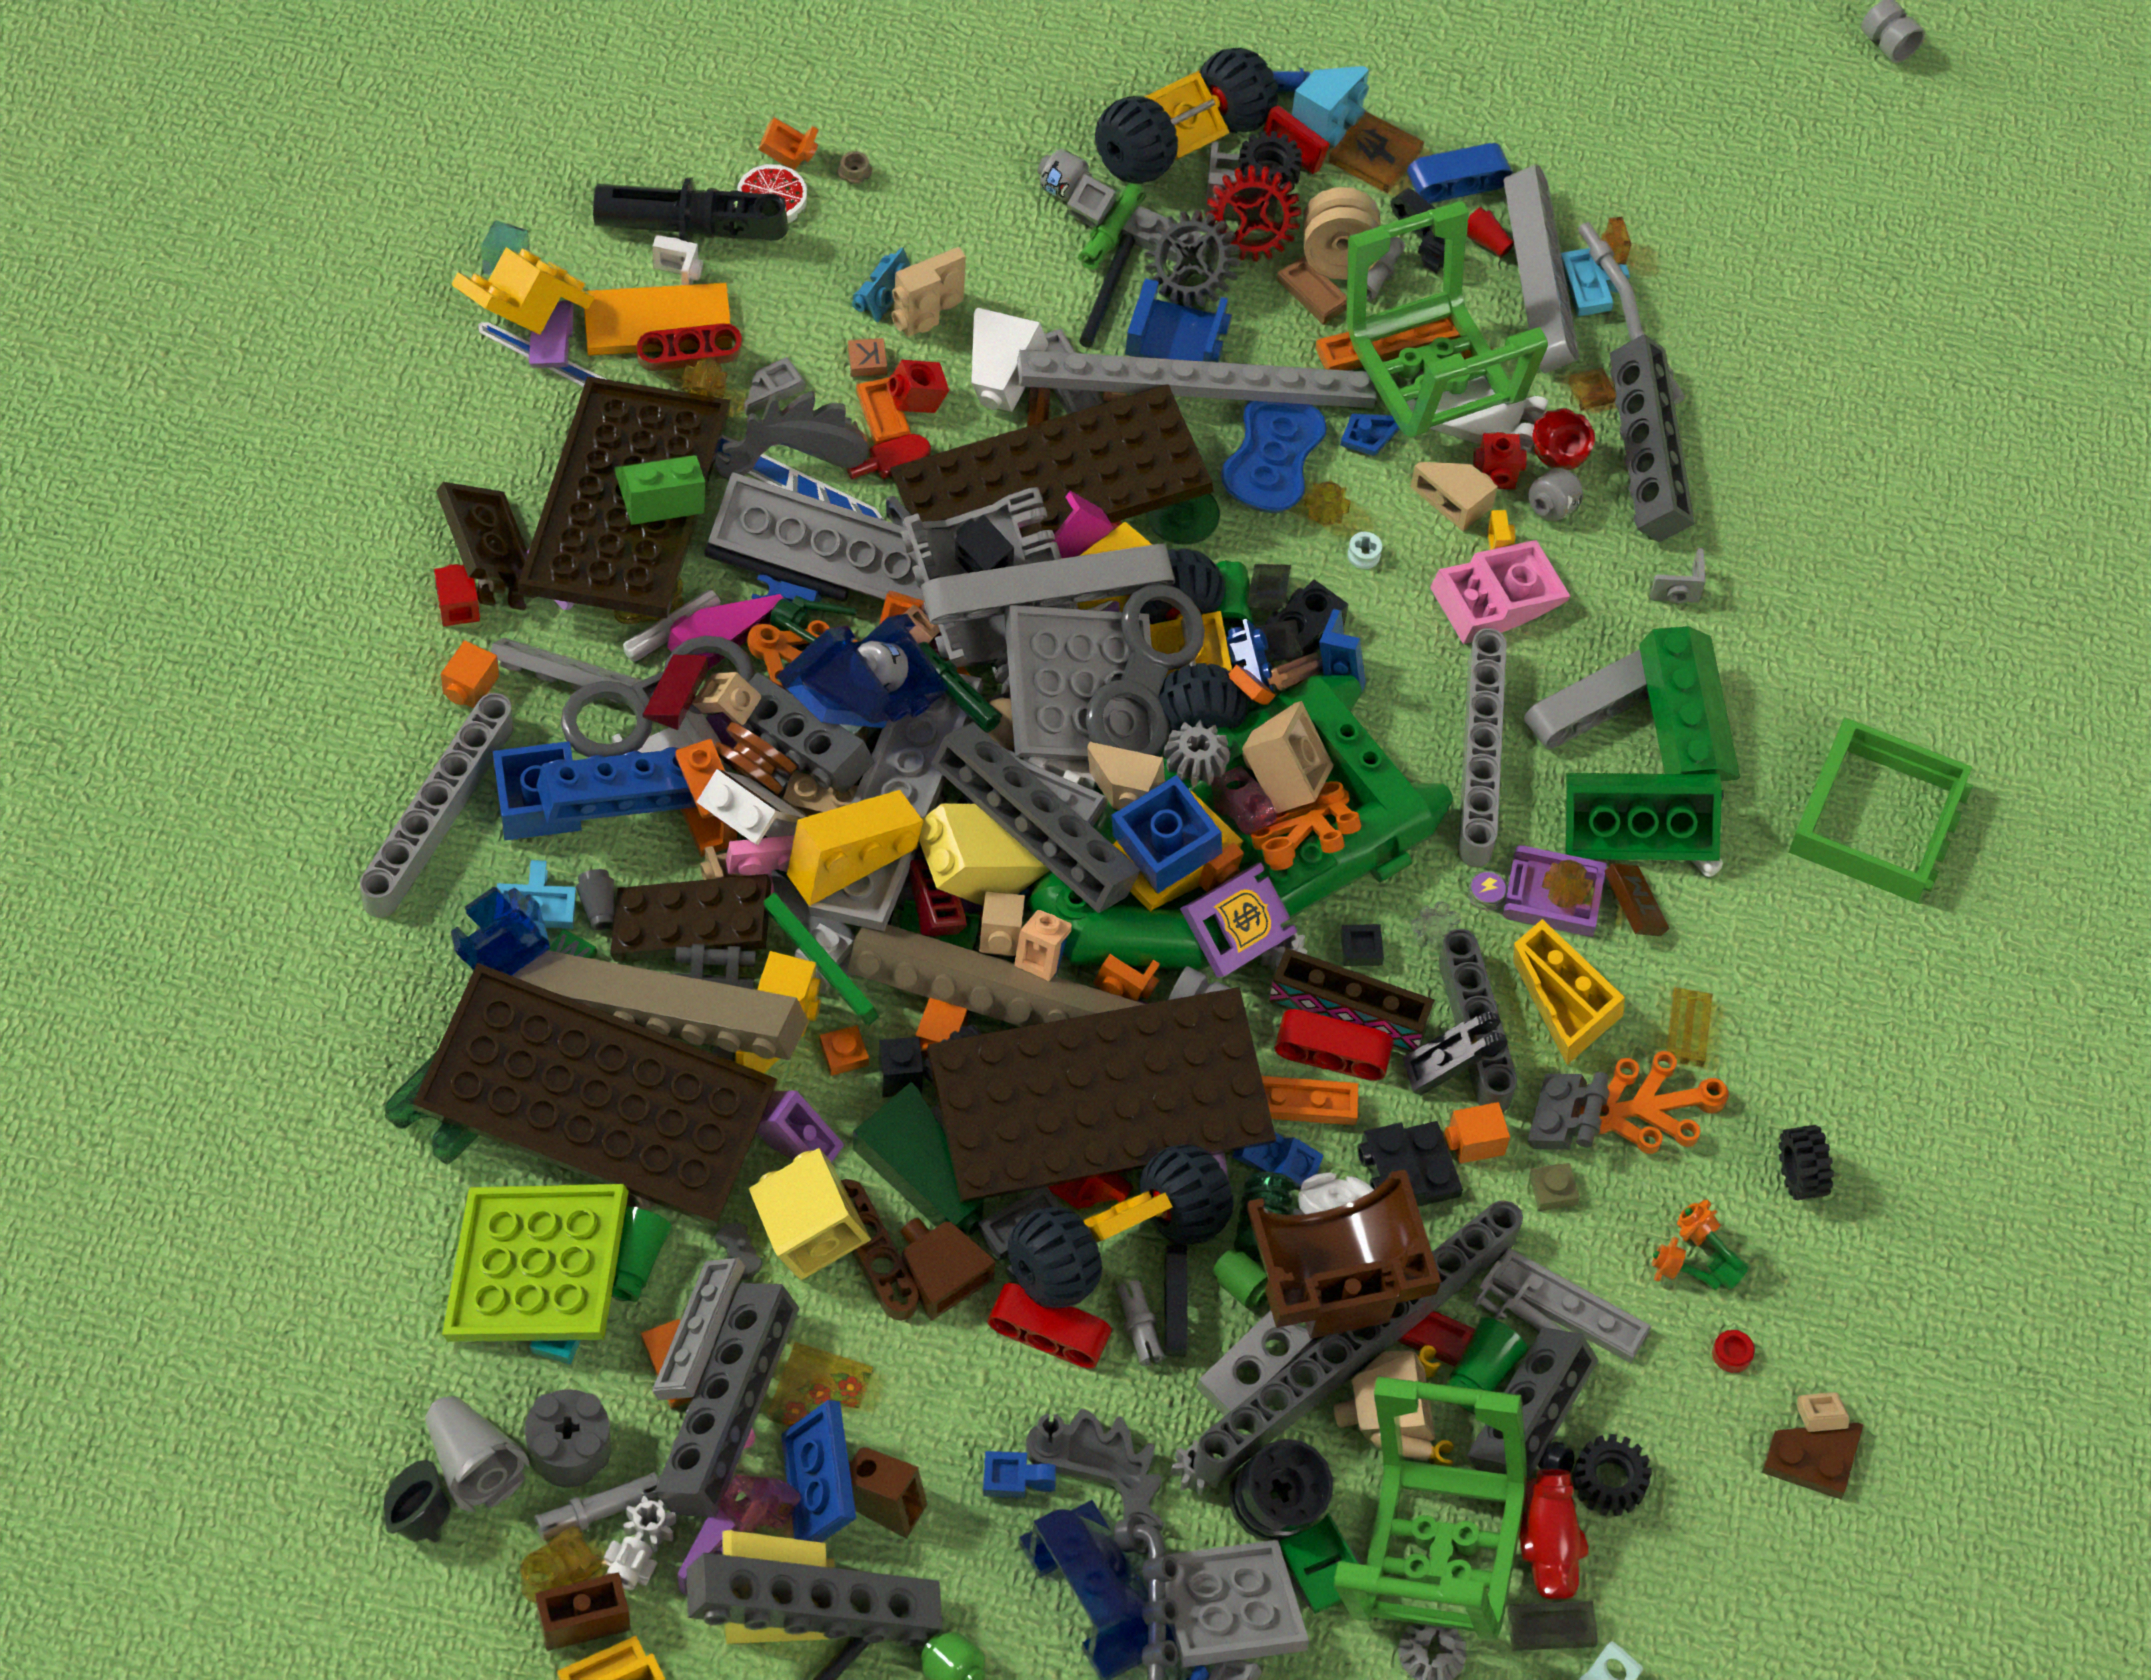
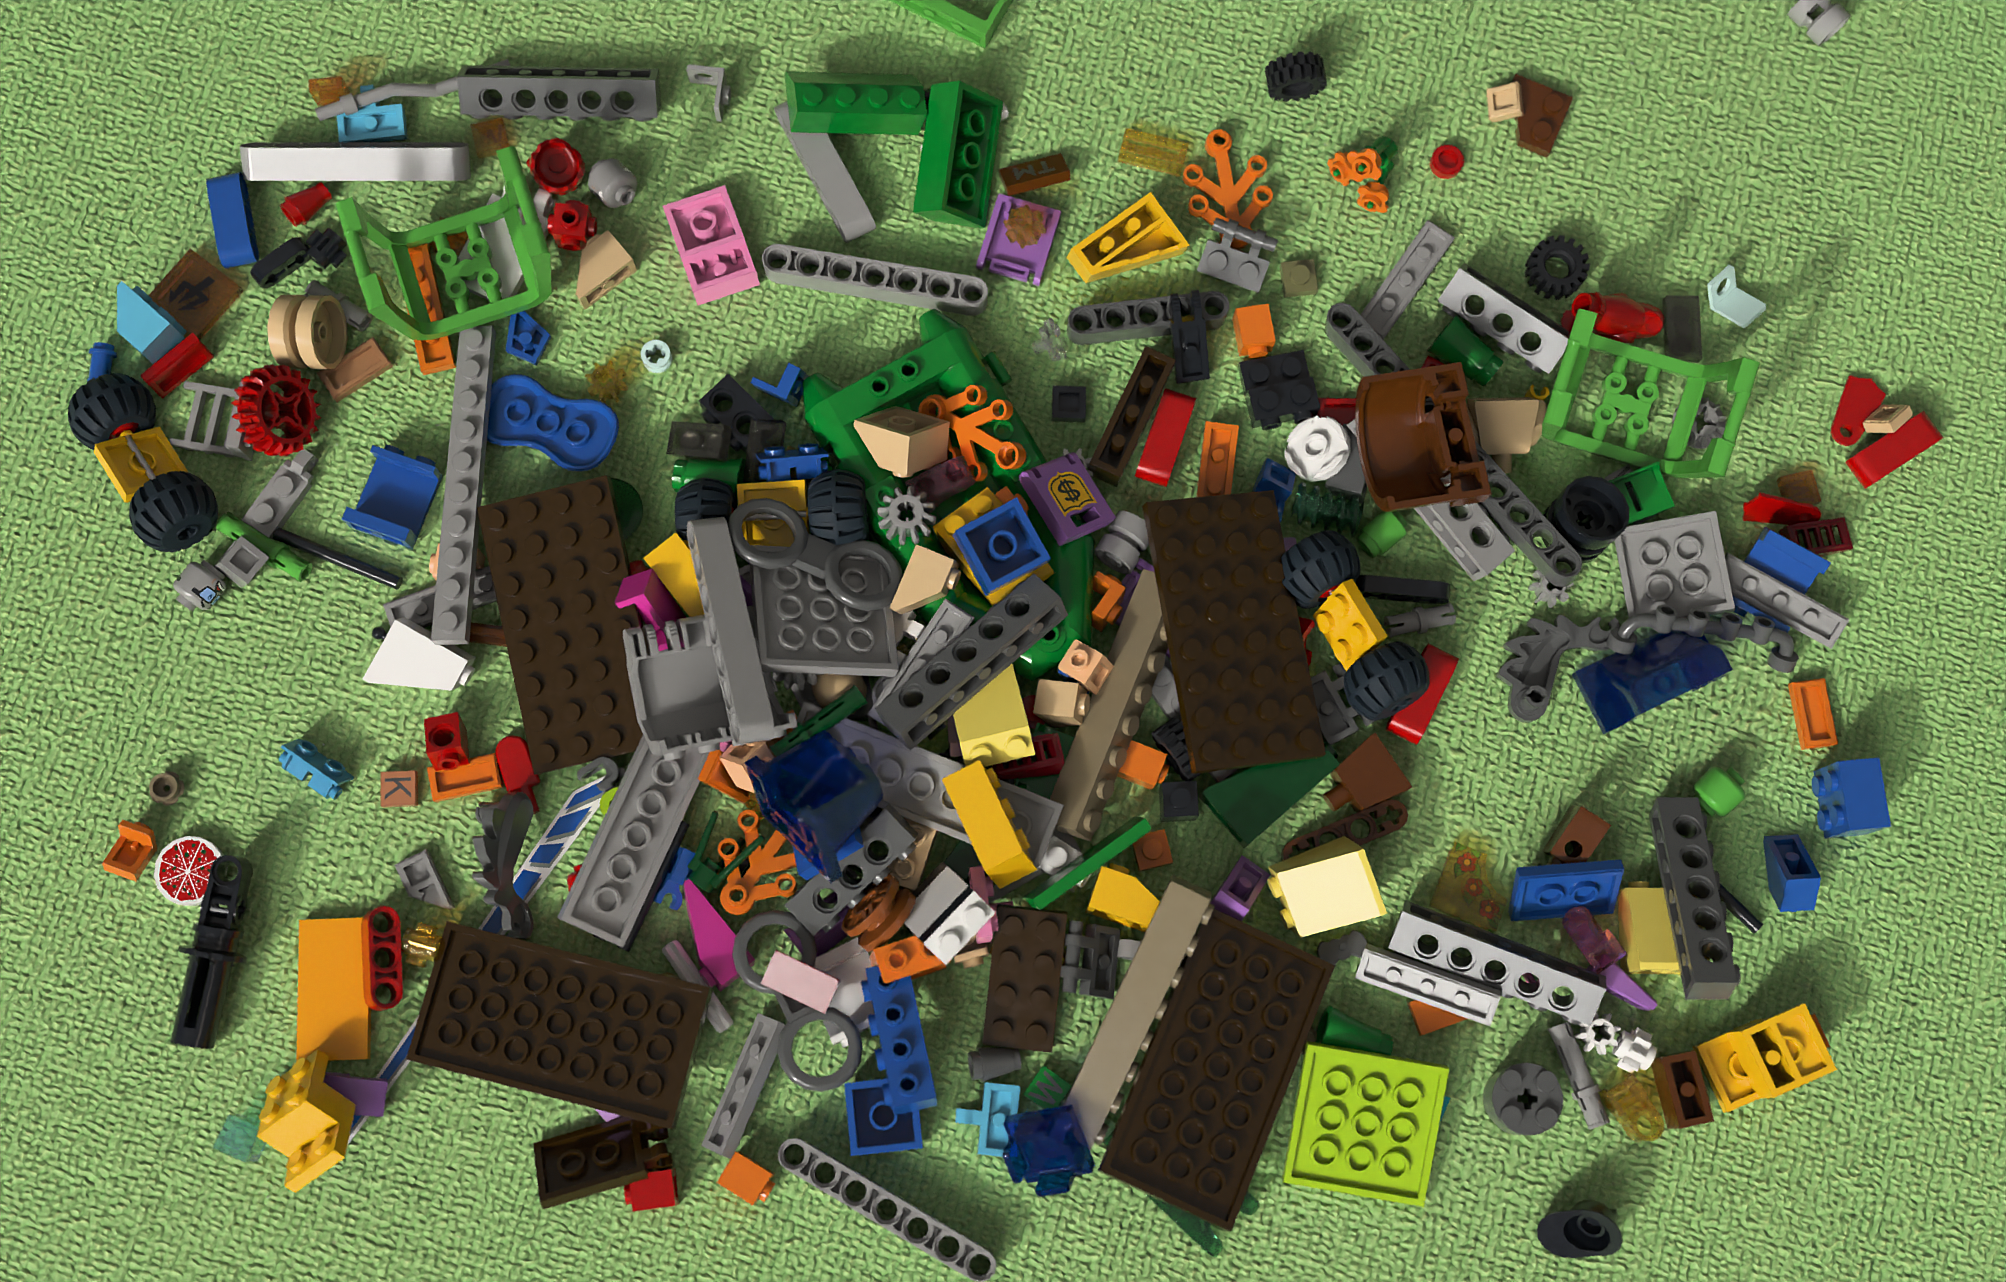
camera: 85 degrees left, 20 degrees up
(474, 1454) = (1535, 1183): light grey cone -> none
(662, 489) = (562, 989): bright green slope -> none
(677, 257) = (262, 967): white bracket -> none
(728, 694) = (814, 934): tan bracket -> none
(886, 662) = (806, 786): light grey head -> none
(926, 290) = (343, 730): tan plate -> none
(982, 546) = (690, 685): black brick -> none
(1009, 1475) = (1554, 736): blue plate -> none
(1204, 246) = (334, 464): dark grey gear -> none
(1251, 685) = (833, 461): orange tile -> none
(1272, 149) = (196, 378): black tyre -> none
(1296, 671) = (800, 425): medium nougat axle -> none
(1487, 890) = (1015, 295): tile -> none
(1499, 531) = (653, 237): yellow plate -> none
(1513, 1302) = (1408, 321): light grey piece -> none
(1557, 1457) = (1547, 306): black plate -> none

